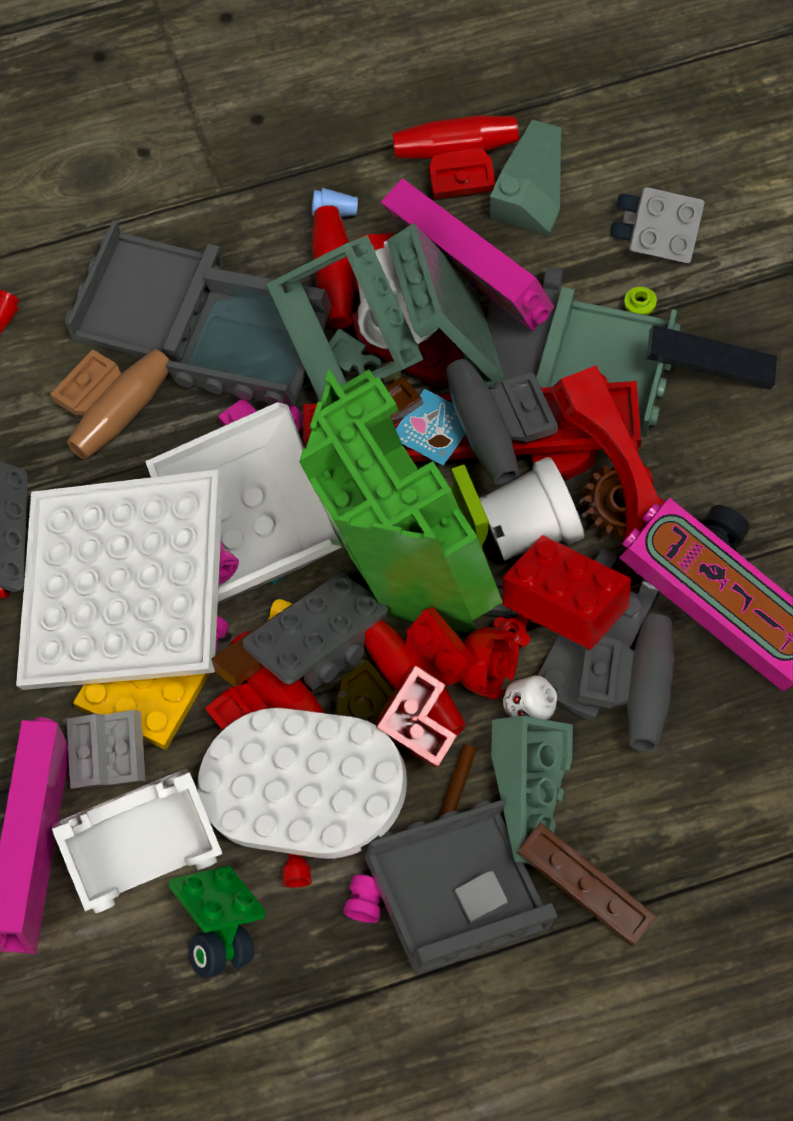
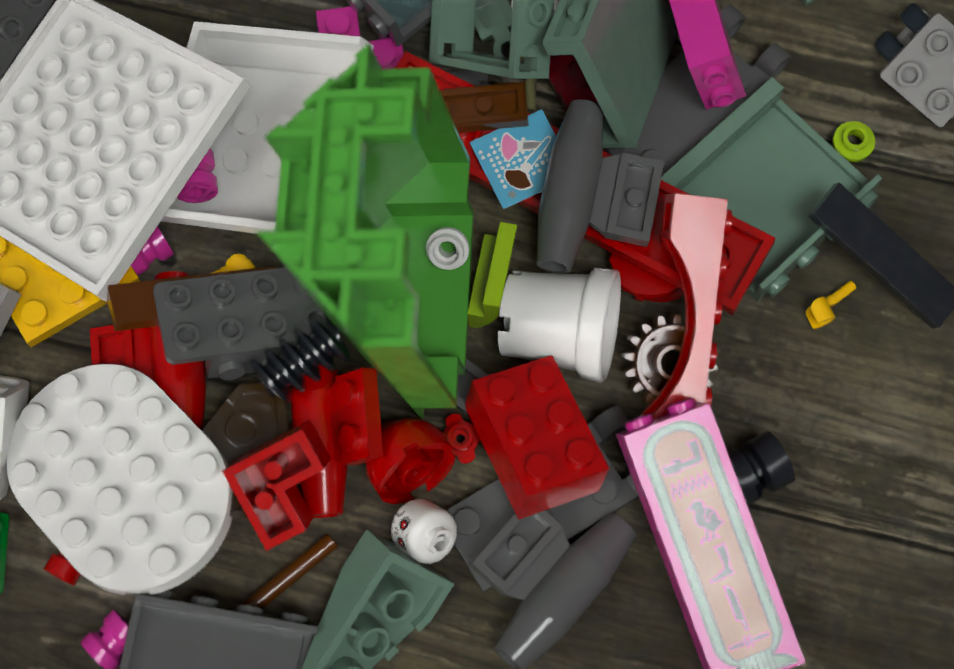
camera: 30 degrees right, 10 degrees up
(374, 631) = (301, 359): none -> black piece
(693, 418) = (820, 311): none -> yellow hand

